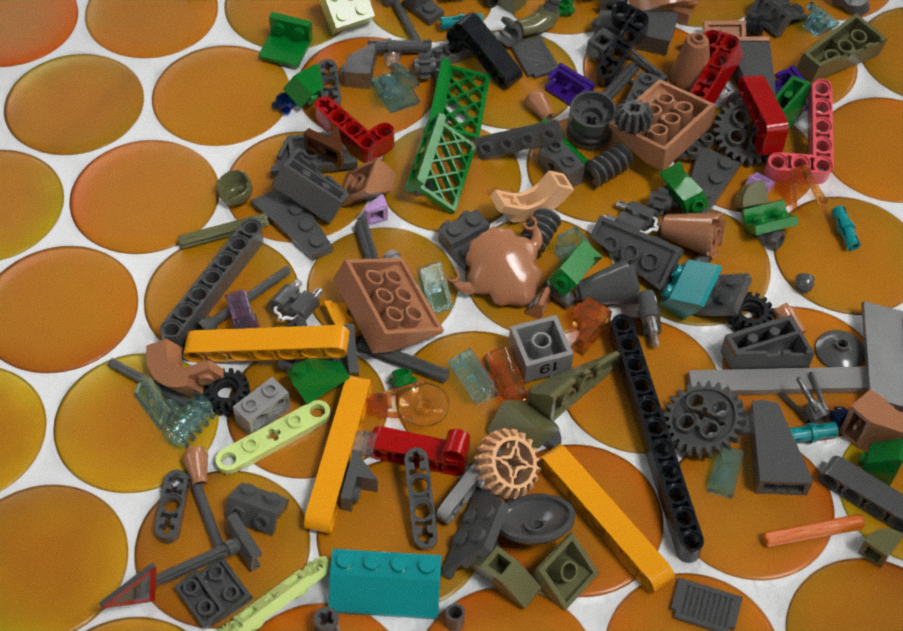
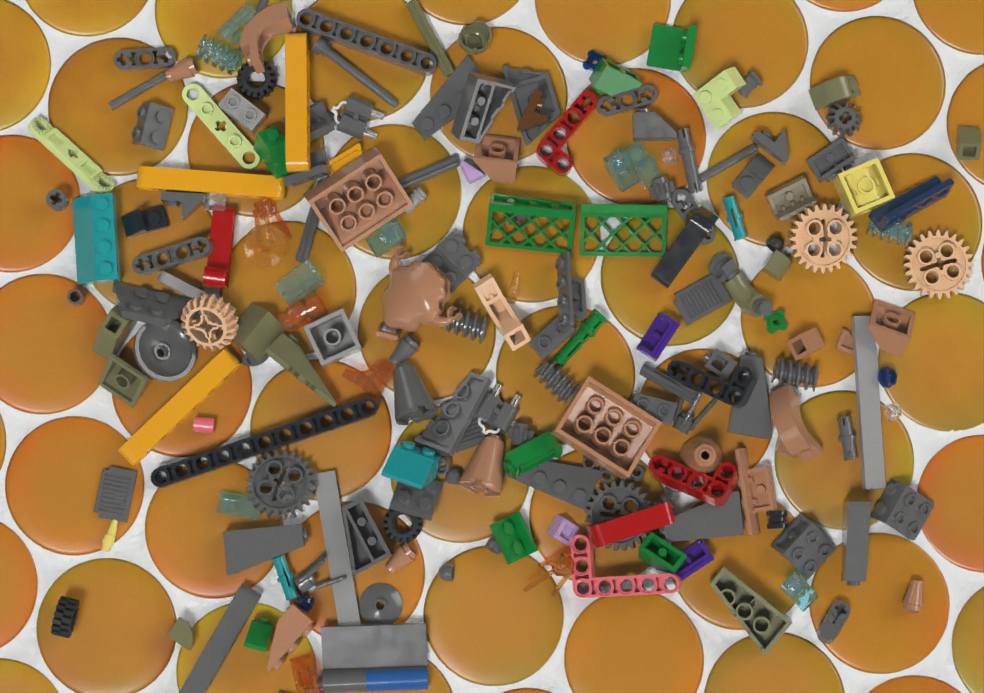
camera: 80 degrees right, 30 degrees up
(143, 585) = (115, 119): dark grey piece -> none
(214, 593) = (75, 109): dark grey slope -> none
(241, 310) = (329, 77): piece -> none
(371, 528) = (144, 221): none -> black slope
(402, 377) = (291, 219): green plate -> none
(539, 104) = (631, 308): nougat cone -> none
(568, 241) = (453, 356): clear light blue panel -> none
(574, 267) = (419, 358): green window -> none
(590, 120) = (601, 348): dark grey wheel -> none
(627, 494) = (204, 424): none -> coral hinge
(633, 116) = (590, 405): dark grey gear -> none
(649, 315) = (380, 431): dark grey piece -> none
(751, 194) = (539, 520): olive brick -> none
(761, 617) = (109, 538): none -> light yellow piece
(813, 530) = (193, 580): orange axle -> none
(846, 228) = (517, 612): teal pin -> none

